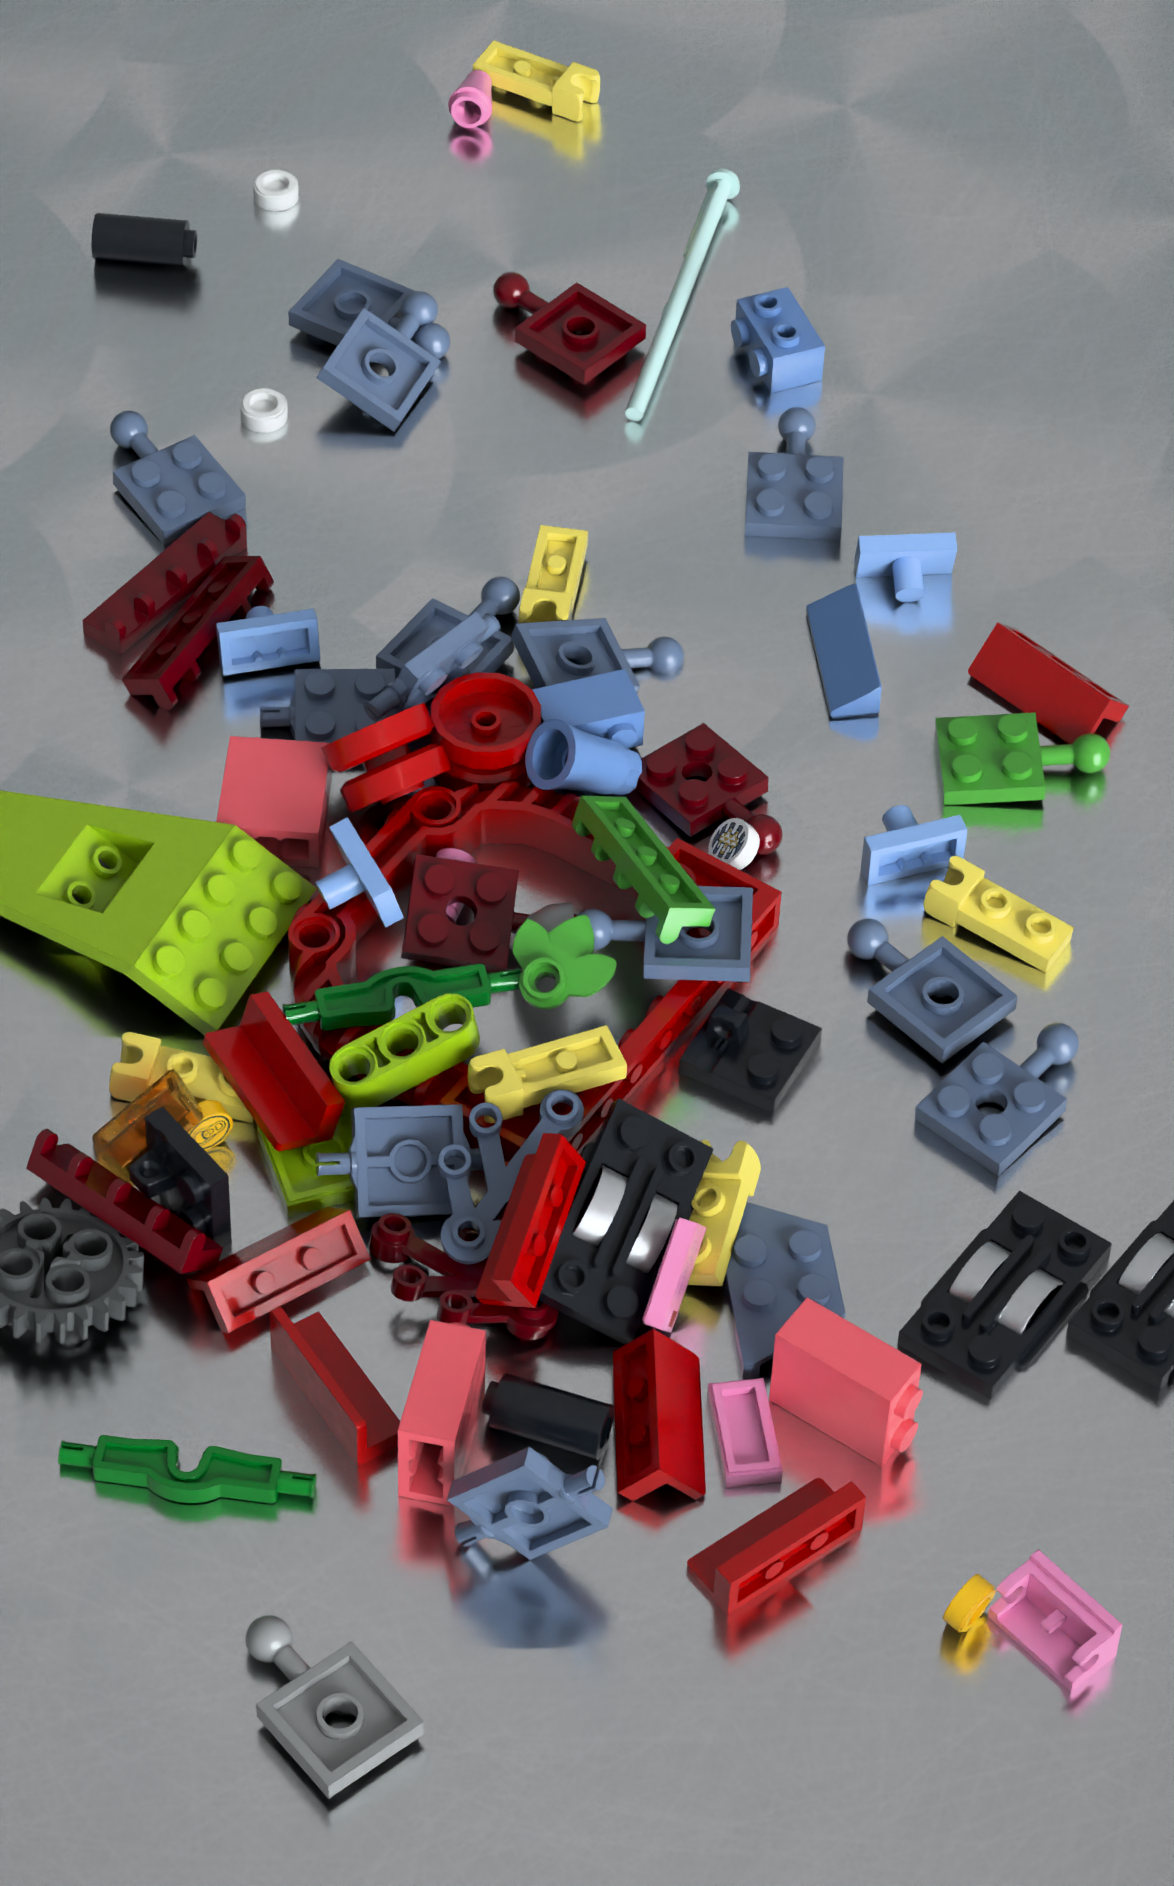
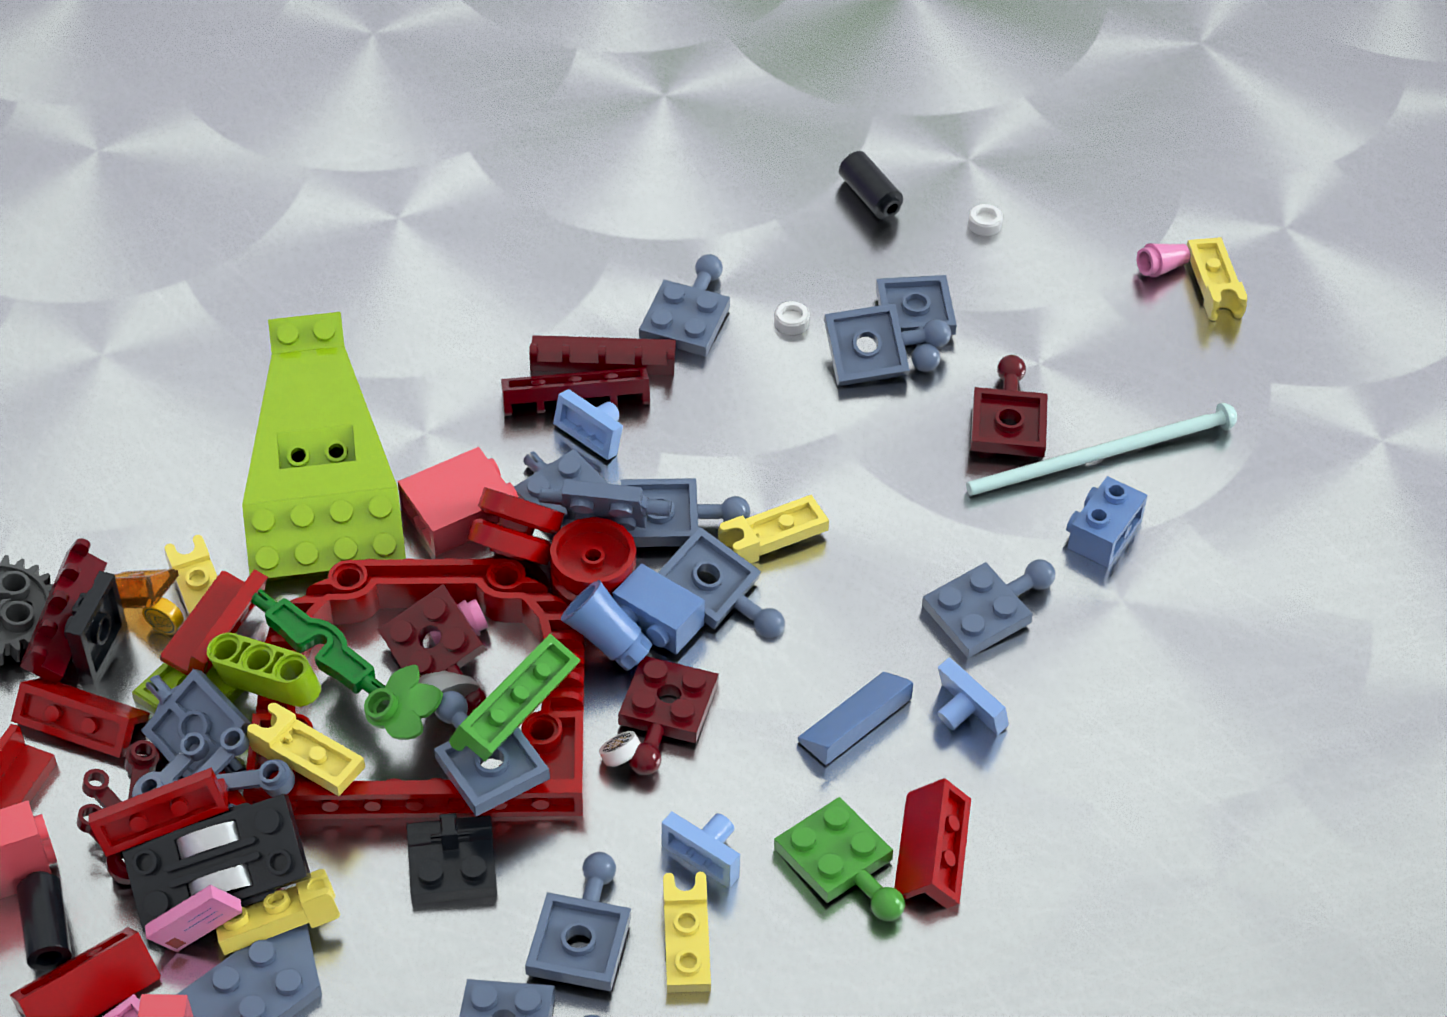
camera: 55 degrees right, 0 degrees up
(358, 876) = (397, 569): light blue tile -> none

